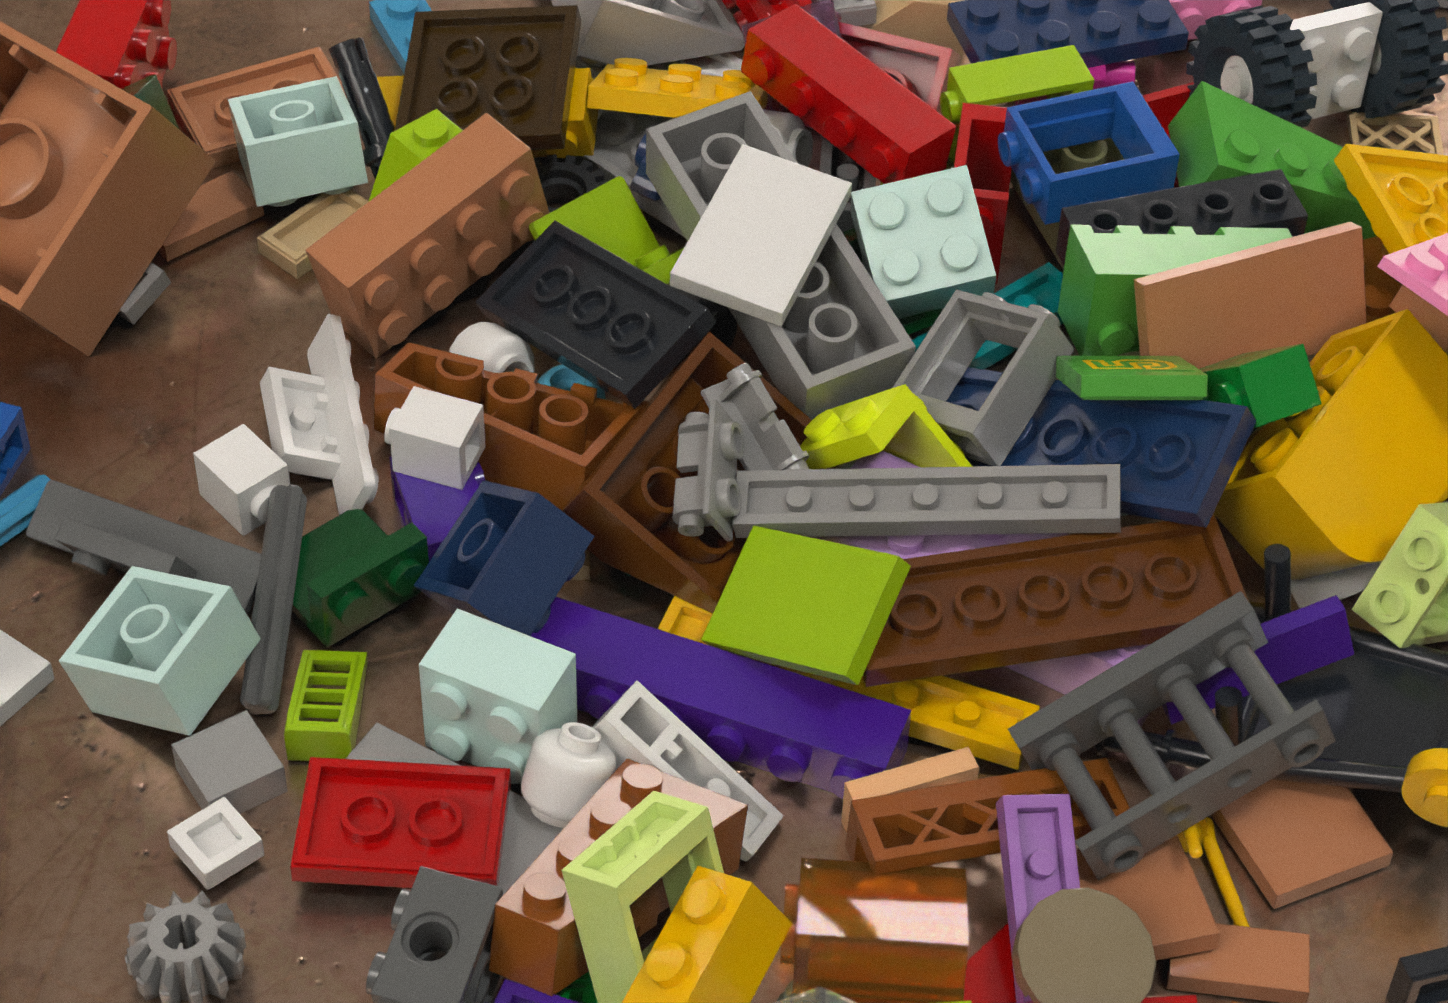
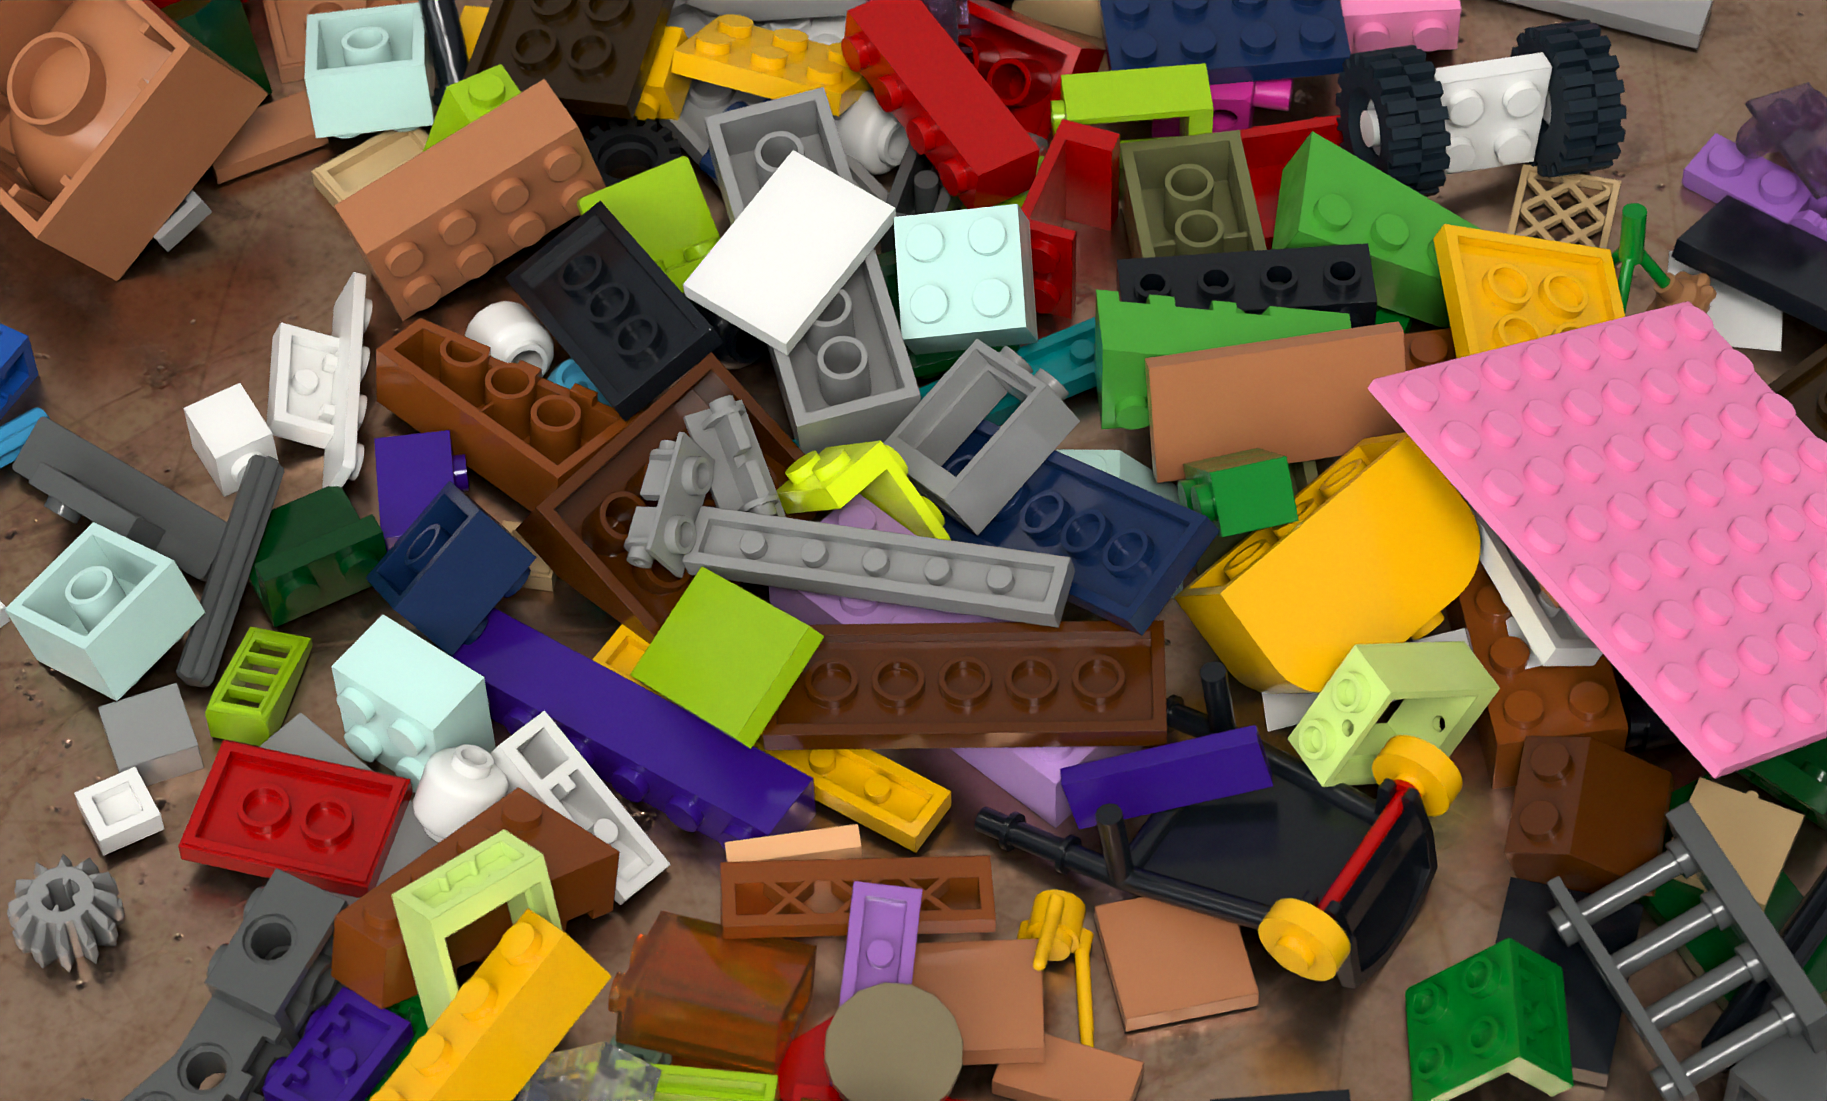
camera: 15 degrees right, 5 degrees up
(436, 437) = (418, 427): white brick -> none
(1083, 118) = (1170, 155): blue window -> none
(1131, 377) = (1114, 463): bright green tile -> none
(1138, 685) = (1019, 793): dark grey fence -> none

